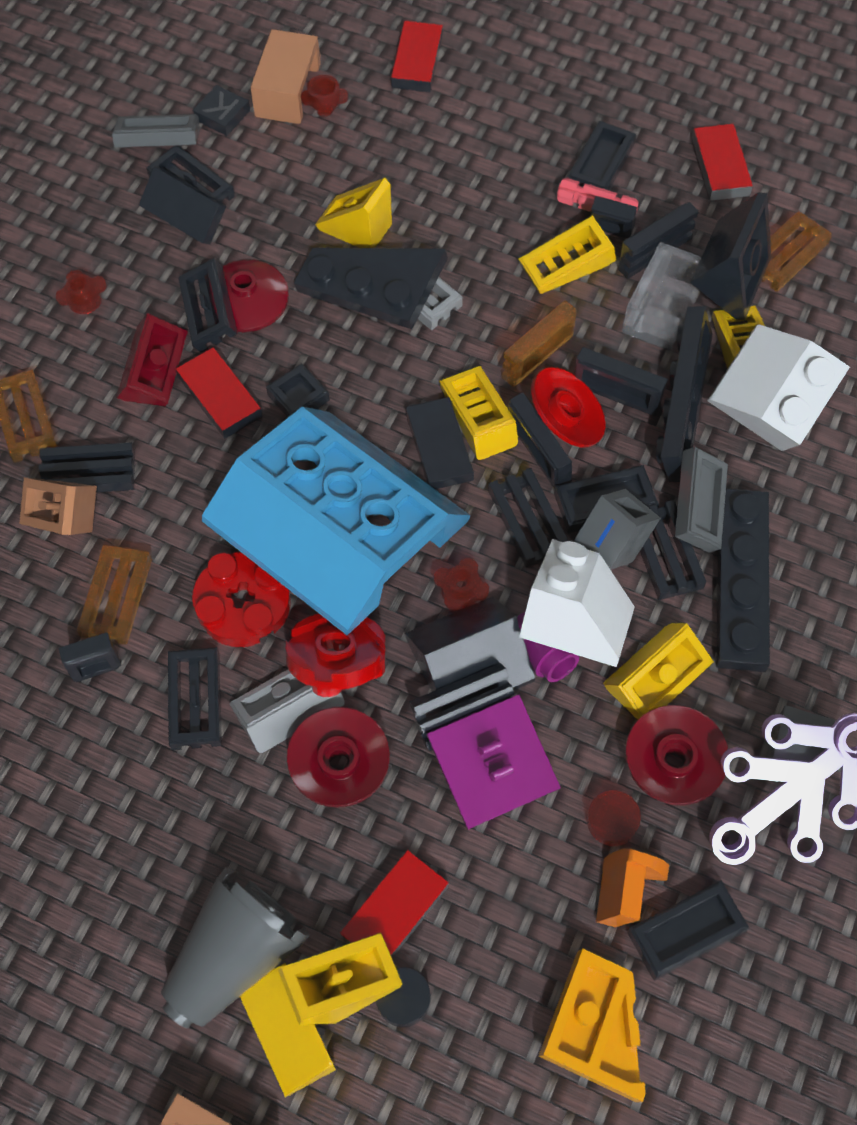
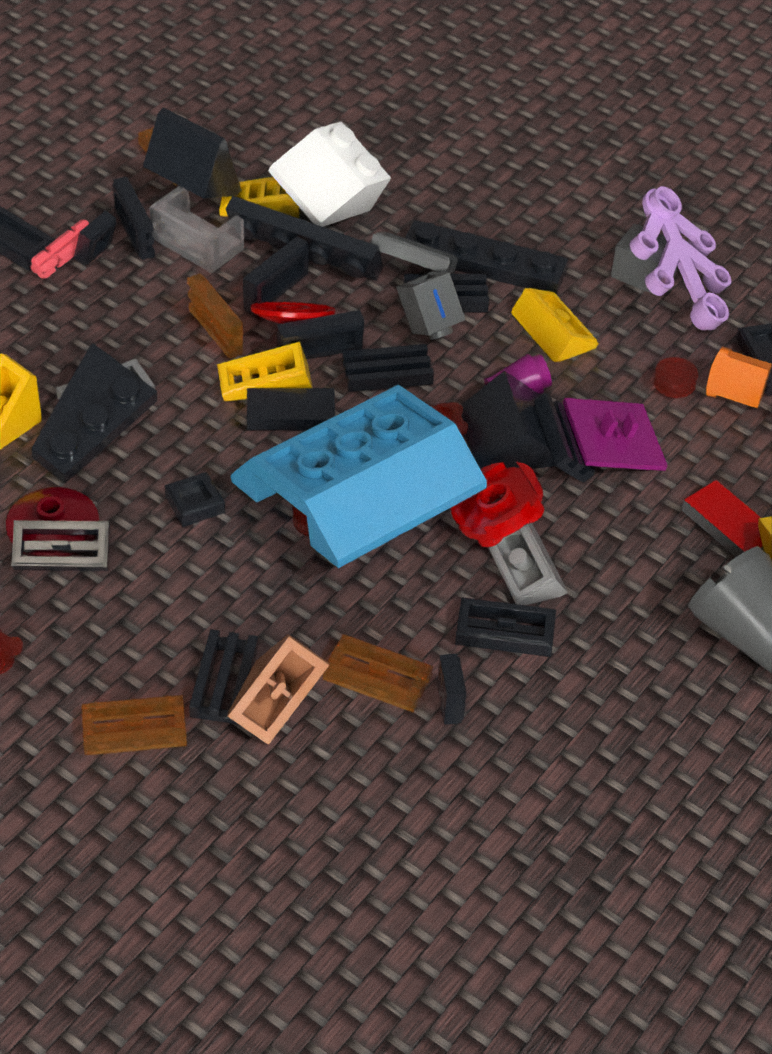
camera: 80 degrees left, 15 degrees down
(152, 362) = (107, 609): dark red slope -> none
(217, 611) = (412, 553): red plate -> none
(219, 392) = (170, 557): red tile -> none
(333, 734) = (593, 525): dark red dish -> none
(572, 239) = (114, 256): yellow slope -> none
(578, 605) = (493, 341): white slope -> none
(579, 497) = (383, 316): black tile -> none
(678, 732) = (635, 323): dark red dish -> none
(722, 162) = (57, 165): red tile -> none

